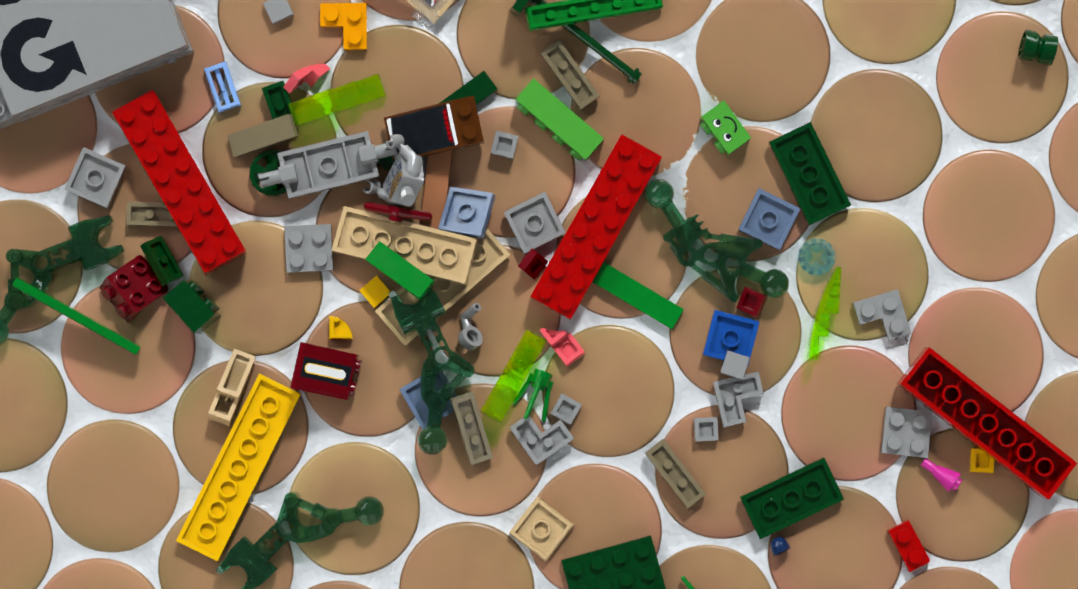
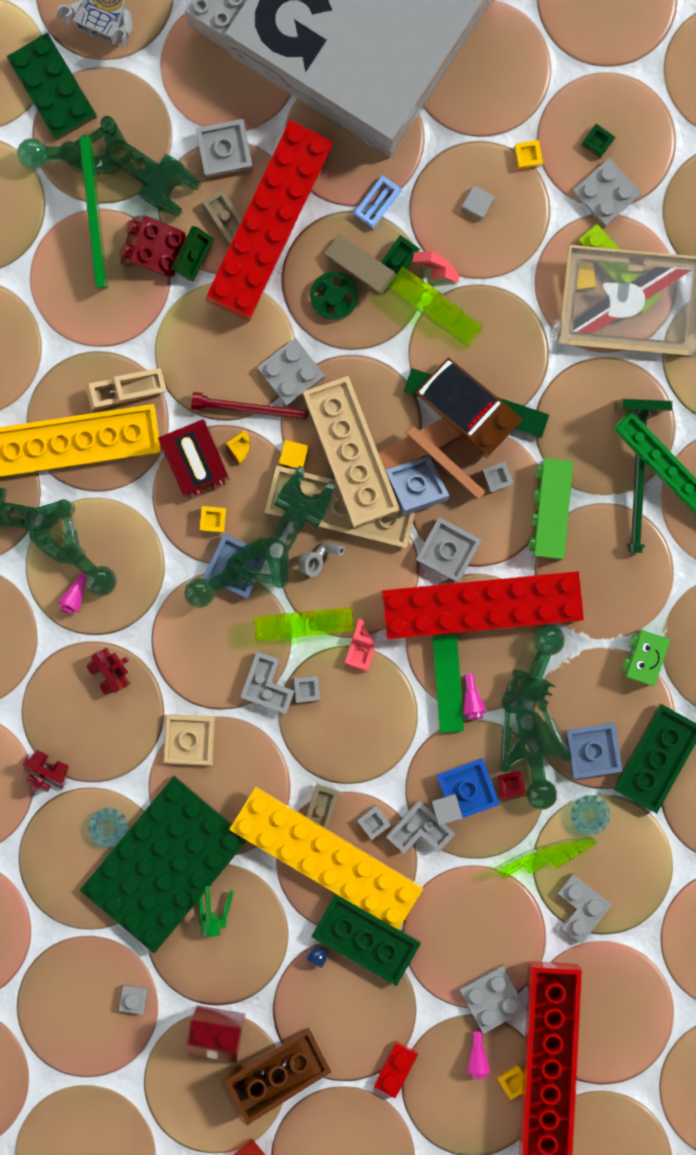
camera: 55 degrees right, 0 degrees up
(192, 306) = (170, 306): dark green brick -> none
(284, 334) = (202, 402): none -> dark red piece
(327, 165) = (374, 337): light grey plate -> none
(350, 17) = (514, 269): light orange plate -> none
(367, 543) = (72, 599): none -> dark pink cone
(382, 390) = (213, 519): none -> yellow plate
(397, 213) = (374, 426): dark red piece -> none
(400, 270) = (325, 462): green tile -> none
(403, 178) = (410, 409): light grey torso -> none
(444, 550) = (111, 668): none -> dark red hips
(465, 177) = (444, 462): none -> nougat tile
(471, 428) = (233, 619): dark tan plate -> none
(532, 263) = (412, 573): dark red plate -> none
(540, 381) = (315, 650): green plant -> none
(569, 74) = (597, 491): dark tan plate -> none
(668, 287) = (473, 704): none -> dark pink cone
(707, 485) = (326, 858): none -> yellow plate

